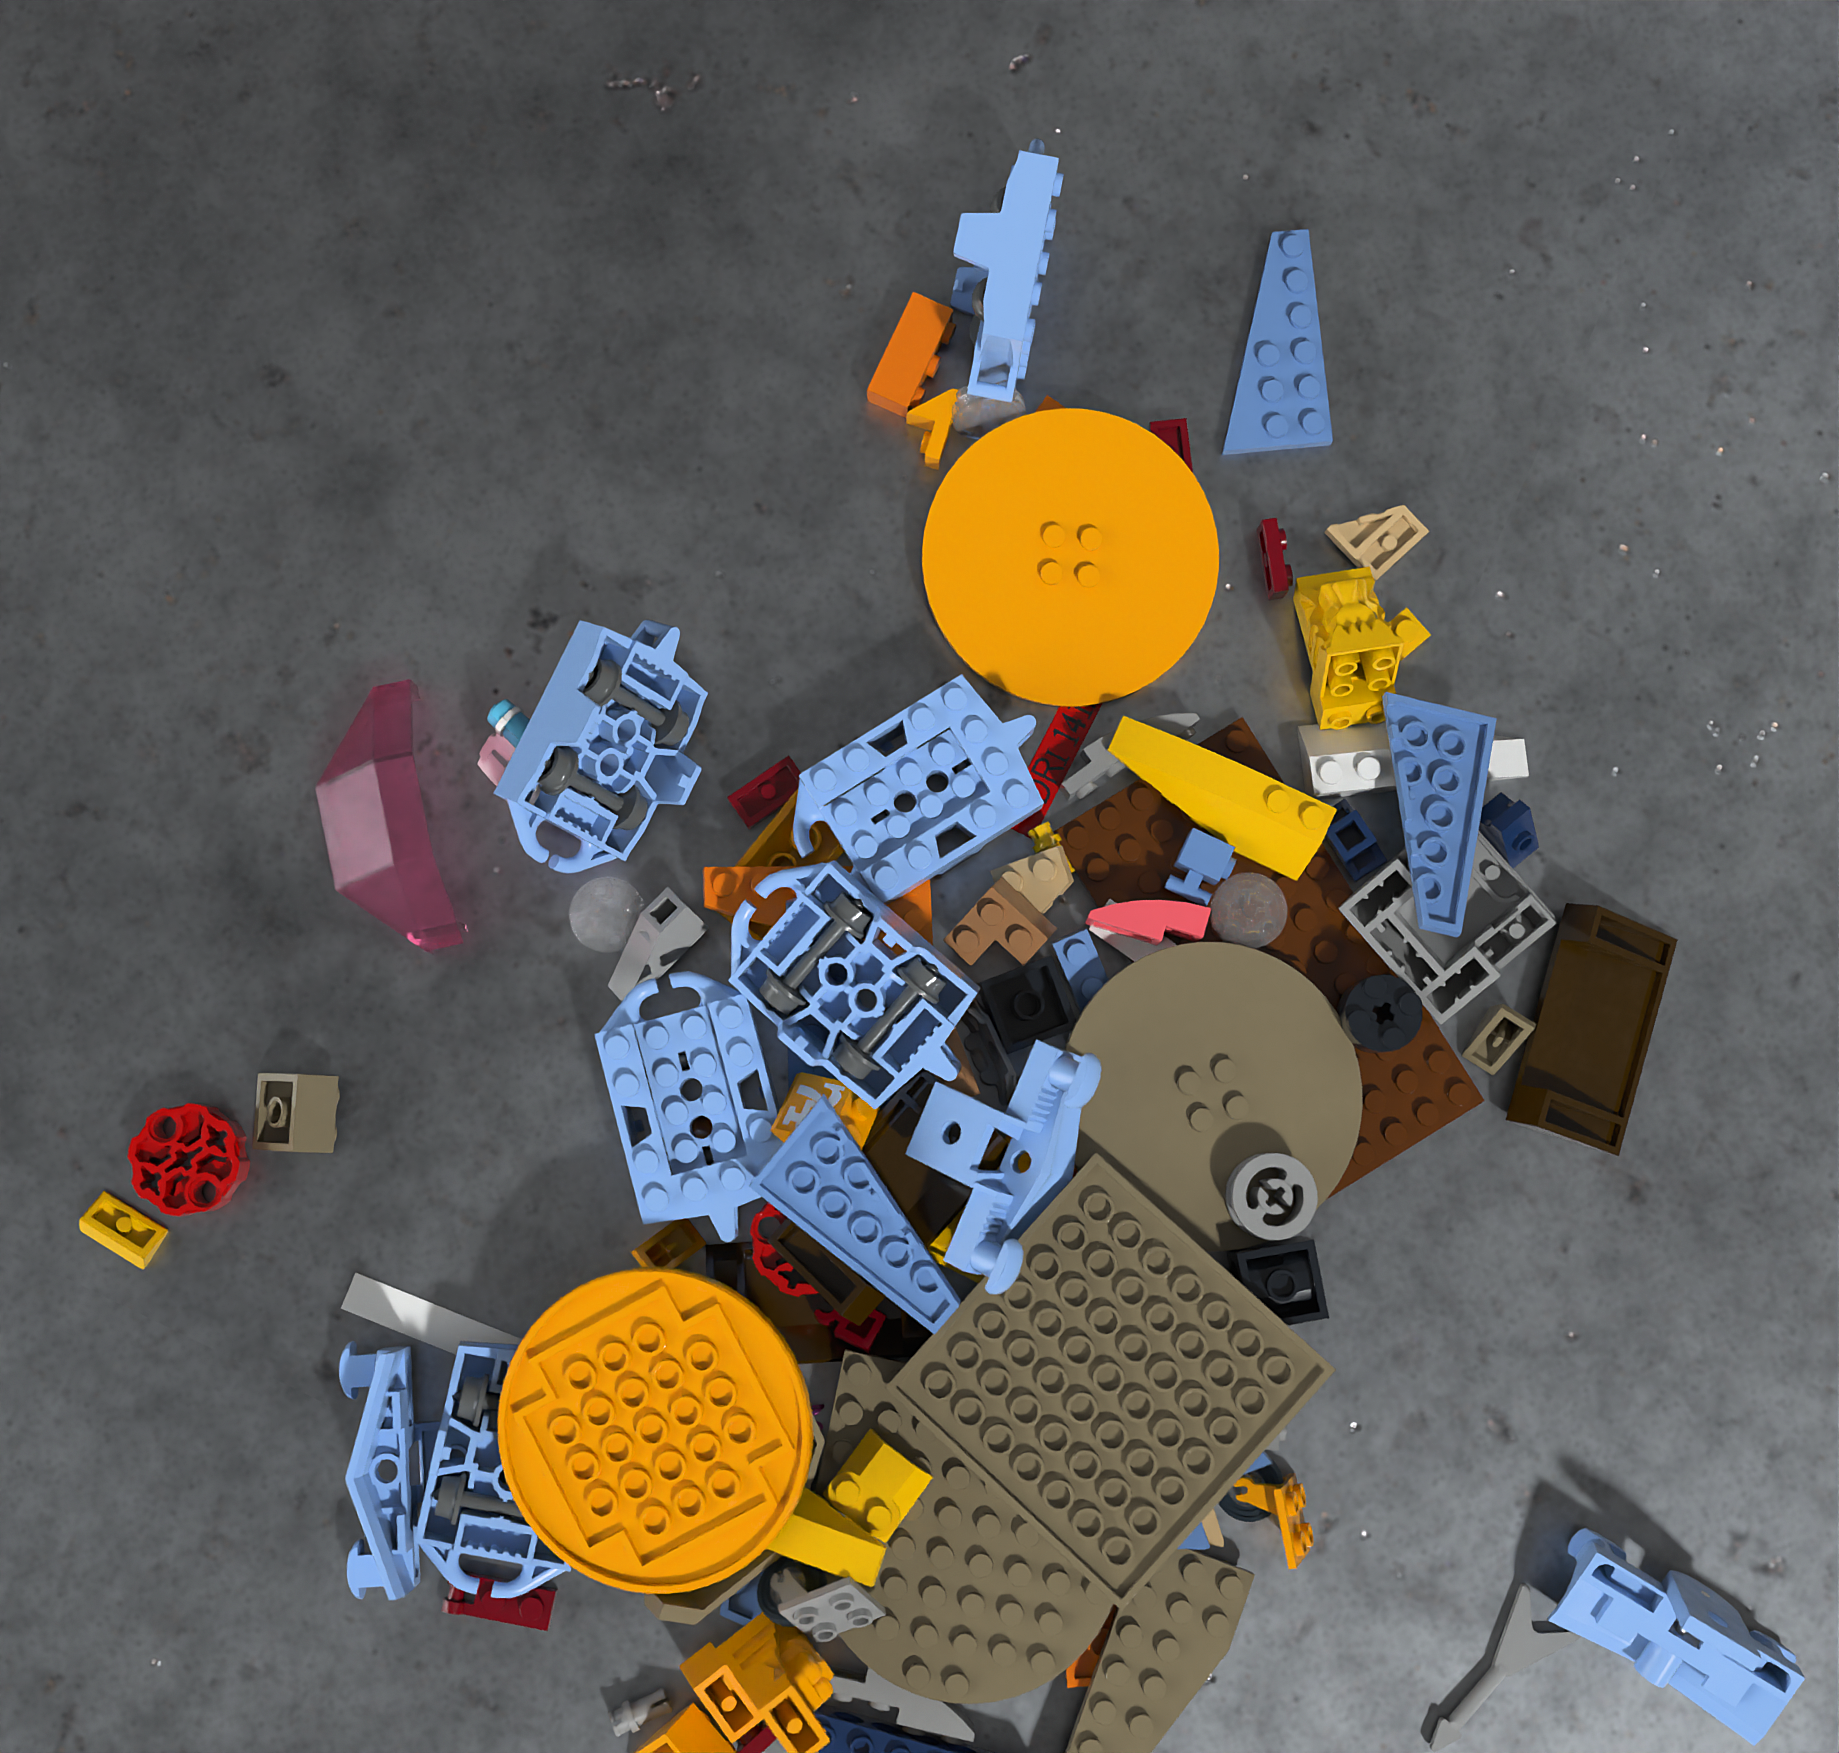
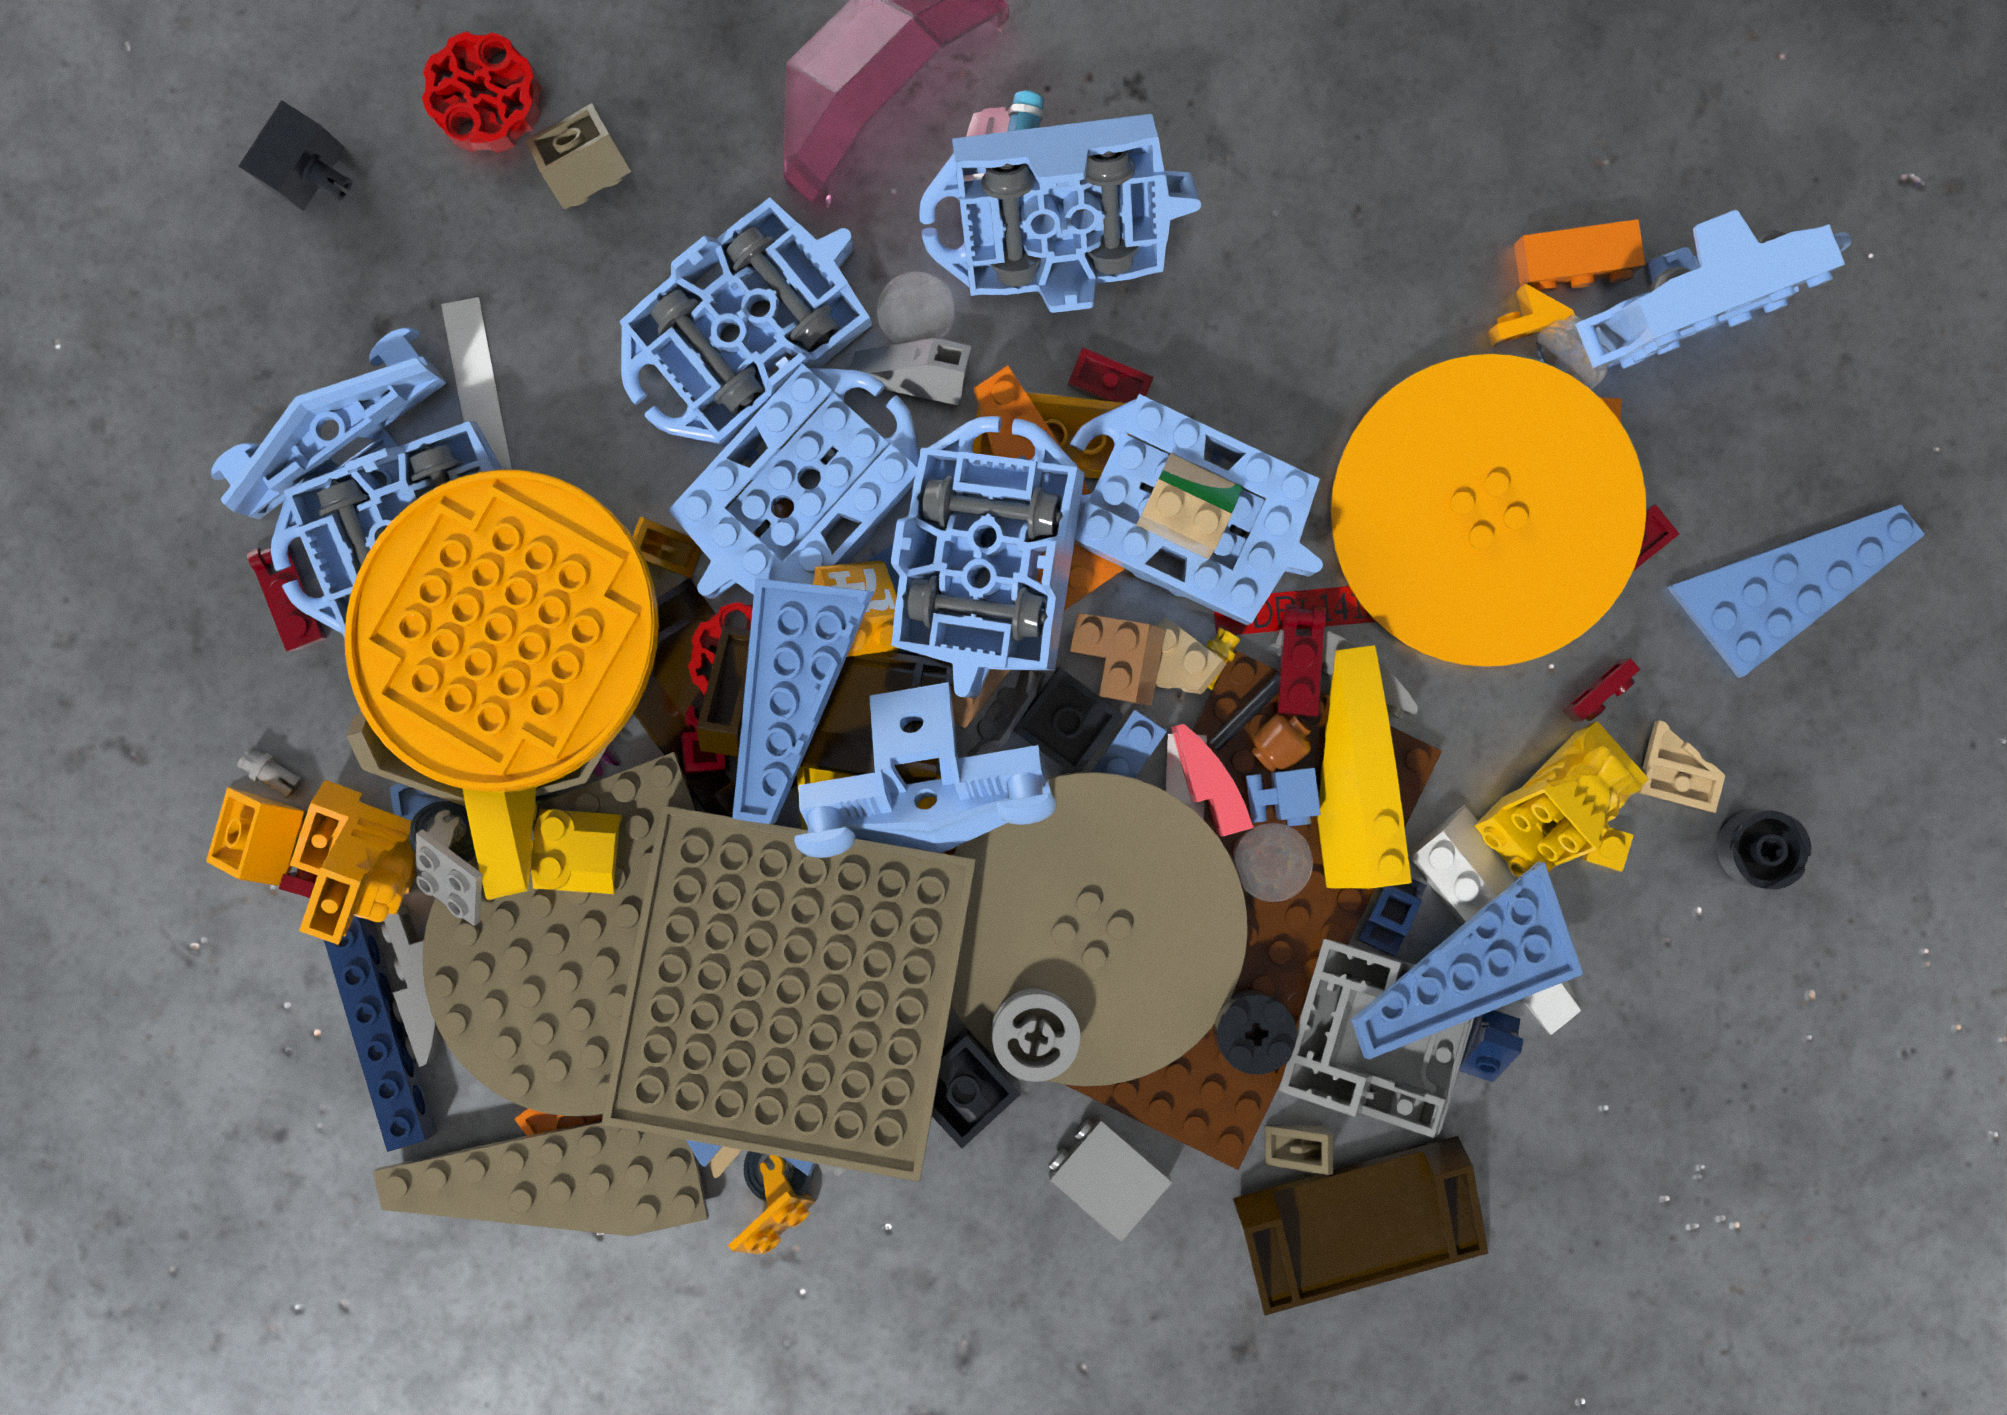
camera: 60 degrees right, 5 degrees up
(122, 1229) = (389, 76): yellow slope -> none
(140, 1351) = (295, 158): none -> black brick
(493, 1115) = (681, 323): none -> light blue piece
(917, 792) = (1190, 506): none -> tan slope
(1099, 783) = (1301, 661): none -> dark red plate
(1110, 844) = (1245, 713): none -> black bar
(1155, 841) = (1282, 743): none -> dark orange head
(1425, 1211) = (1108, 1177): none -> light grey brick
(1499, 500) = (1783, 857): none -> black brick

